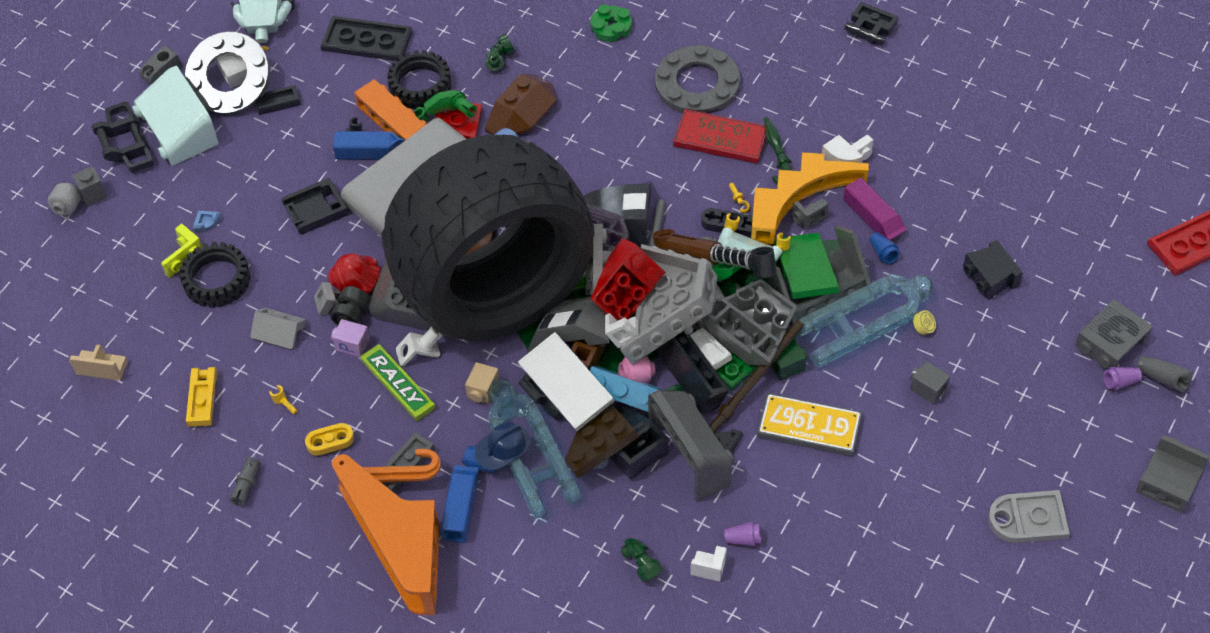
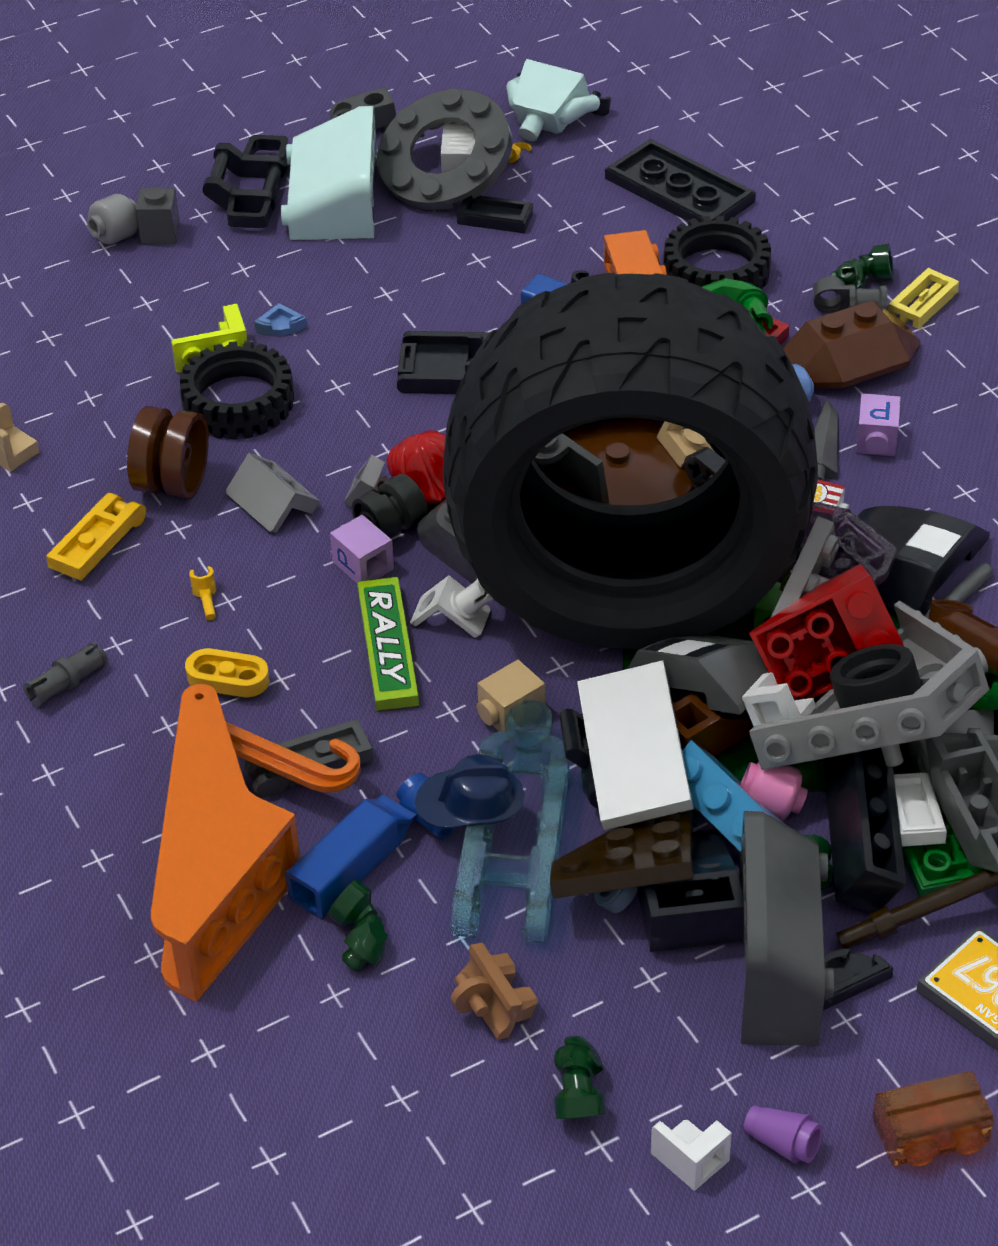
camera: 30 degrees right, 10 degrees down
(211, 331) = (168, 452): none -> reddish brown wheel
(494, 75) = (848, 295): none -> dark grey connector
(498, 539) = (368, 937): none -> dark green arm
(536, 68) = (929, 301): none -> light yellow tile
(563, 144) = (878, 424): none -> lavender brick
(574, 538) = (487, 991): none -> medium nougat hips
(655, 287) = (875, 675): none -> black tyre
(802, 495) = (933, 1119): none -> clear orange brick

